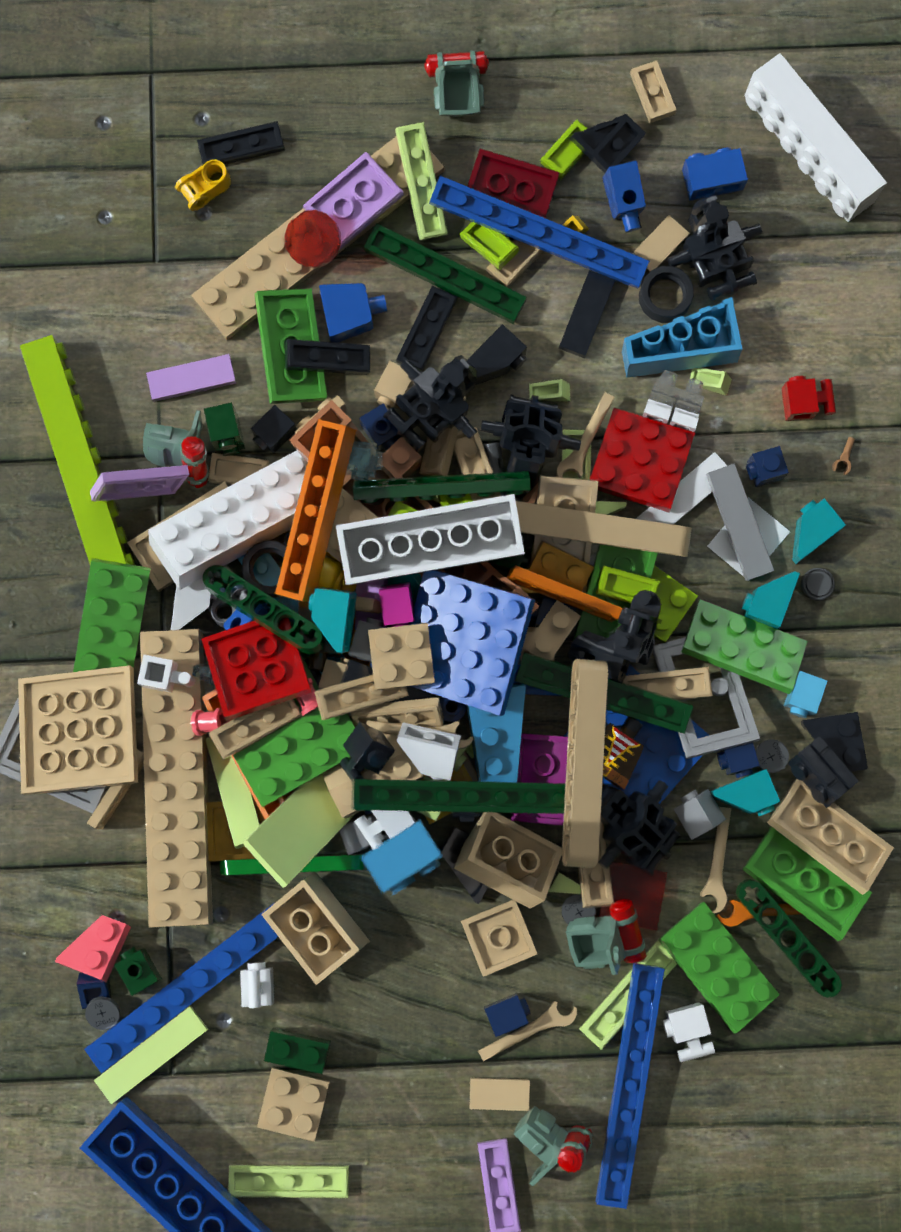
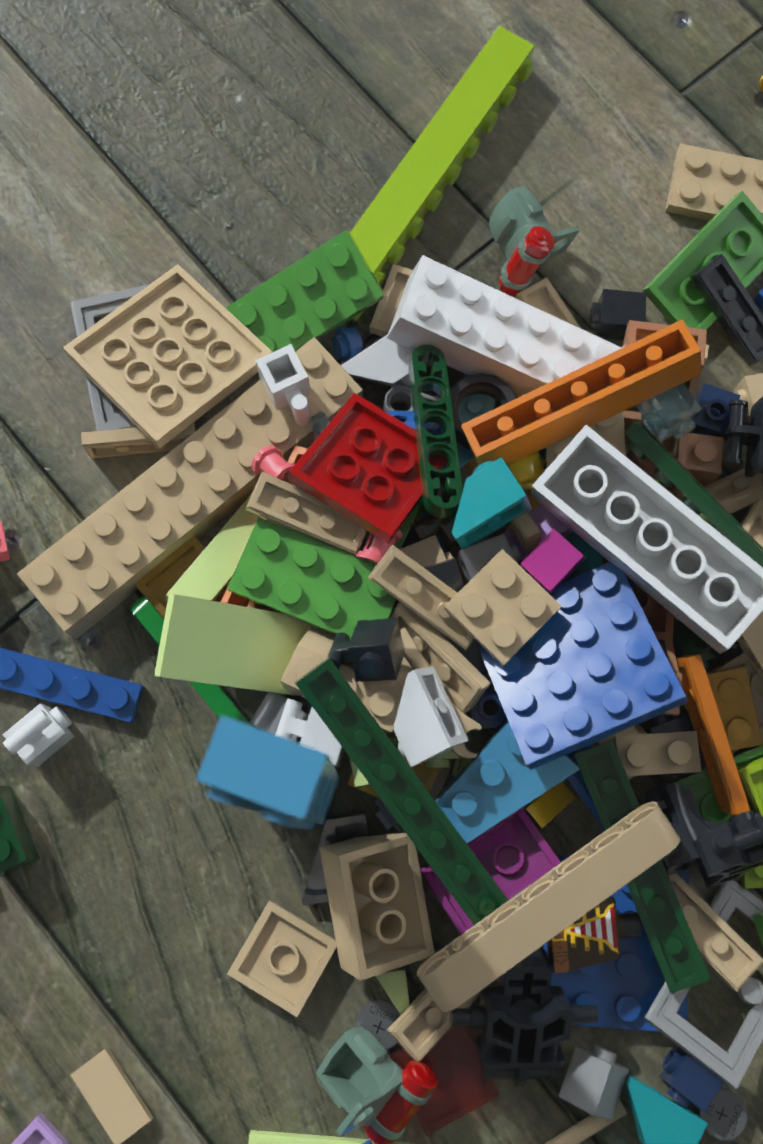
camera: 50 degrees right, 5 degrees down
(139, 483) = (461, 221): lavender tile -> none
(157, 612) = (346, 343): none -> blue plate
(191, 378) = (601, 205): lavender tile -> none
(224, 429) = (582, 264): dark green brick -> none
(315, 928) = (145, 748): tan slope -> none
(507, 1014) = (205, 1035): dark blue brick -> none
(532, 715) = (549, 805): none -> yellow piece
(548, 1019) = (235, 1087): tan piece -> none

